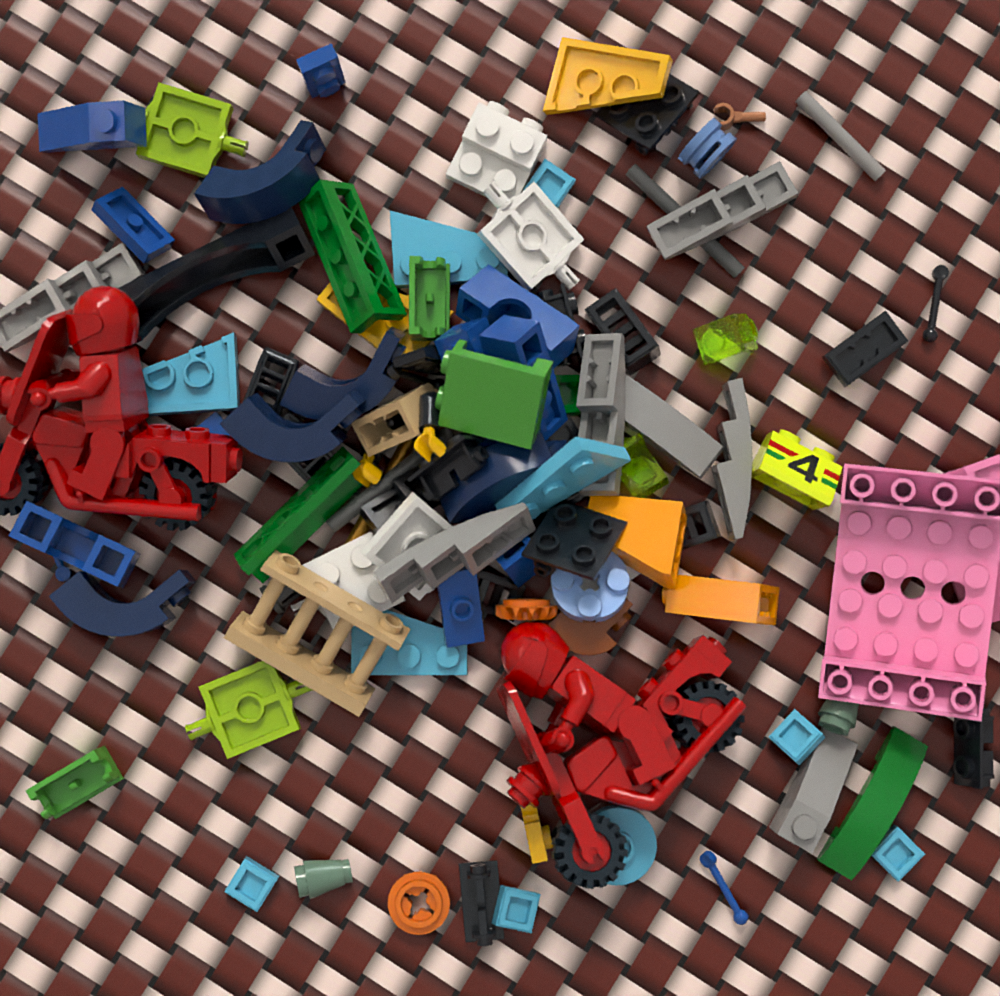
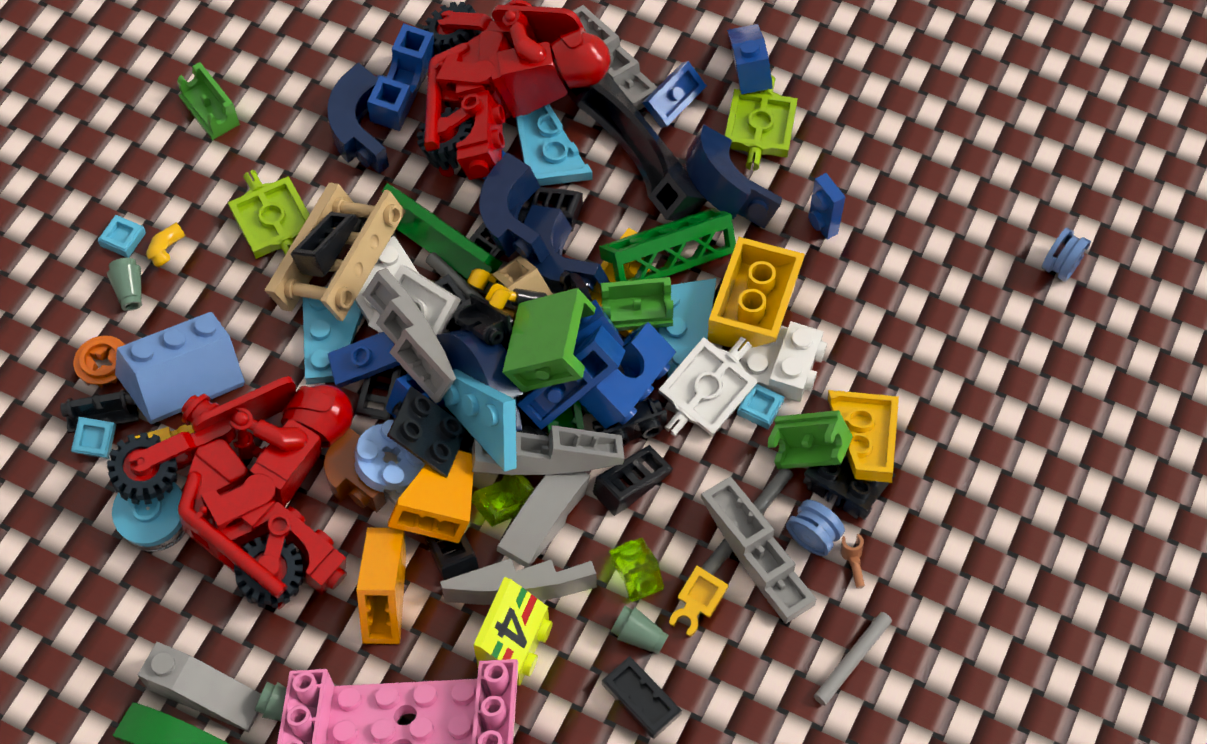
camera: 85 degrees right, 25 degrees down
(269, 839) = (161, 241): none -> yellow arm
(332, 643) = (323, 244): none -> black slope
(427, 167) = (754, 294): none -> yellow slope
(451, 812) = (177, 364): none -> medium blue slope
(526, 609) = (363, 407): orange gear -> none
(614, 136) = (810, 439): none -> bright green hinge
(708, 860) = (80, 634): blue hinge -> none
(765, 278) = (701, 596): none -> yellow plate
(795, 344) = (638, 630): none -> sand green cone
(797, 737) = (252, 666): medium azure tile -> none

